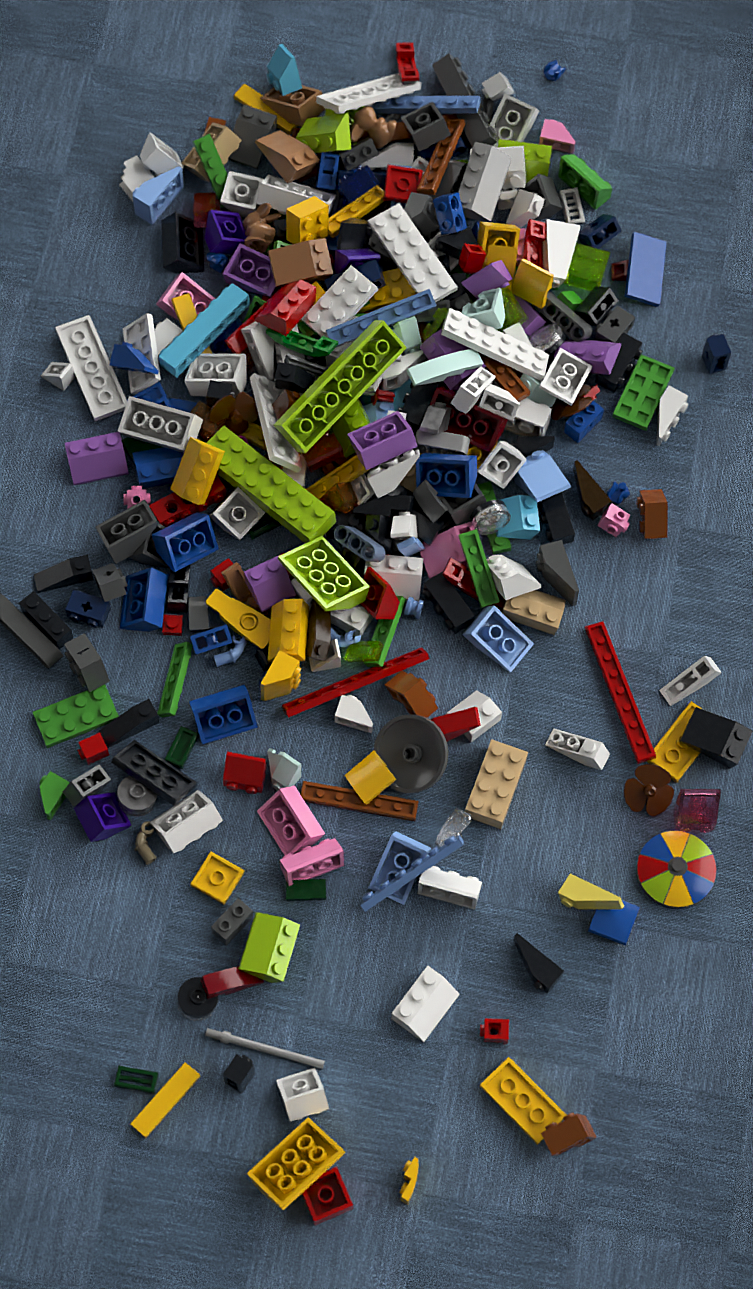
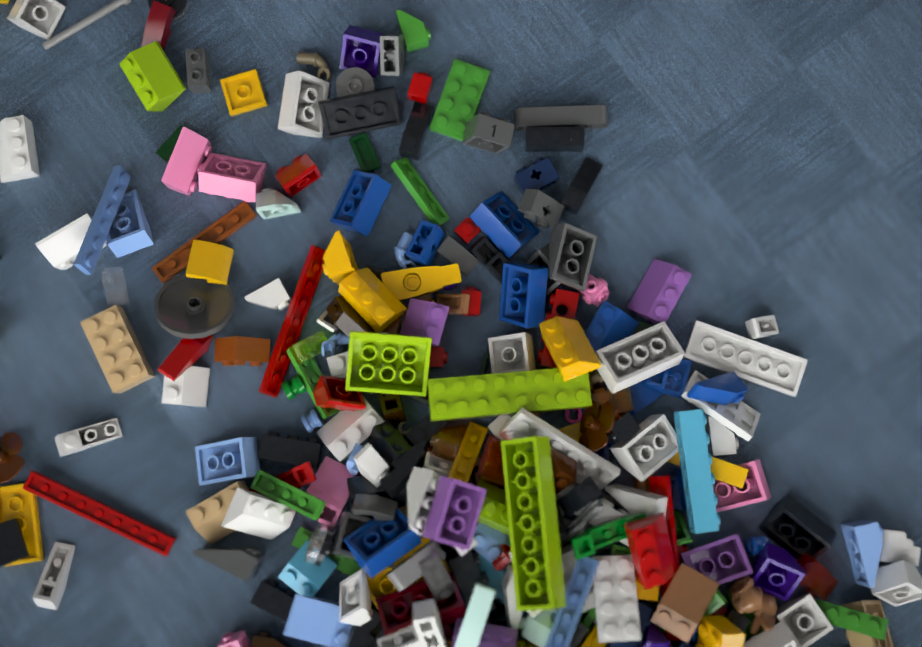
camera: 135 degrees right, 15 degrees up
(352, 542) = (391, 418): sand blue beam -> none
(397, 640) = (293, 387): none -> green wheel

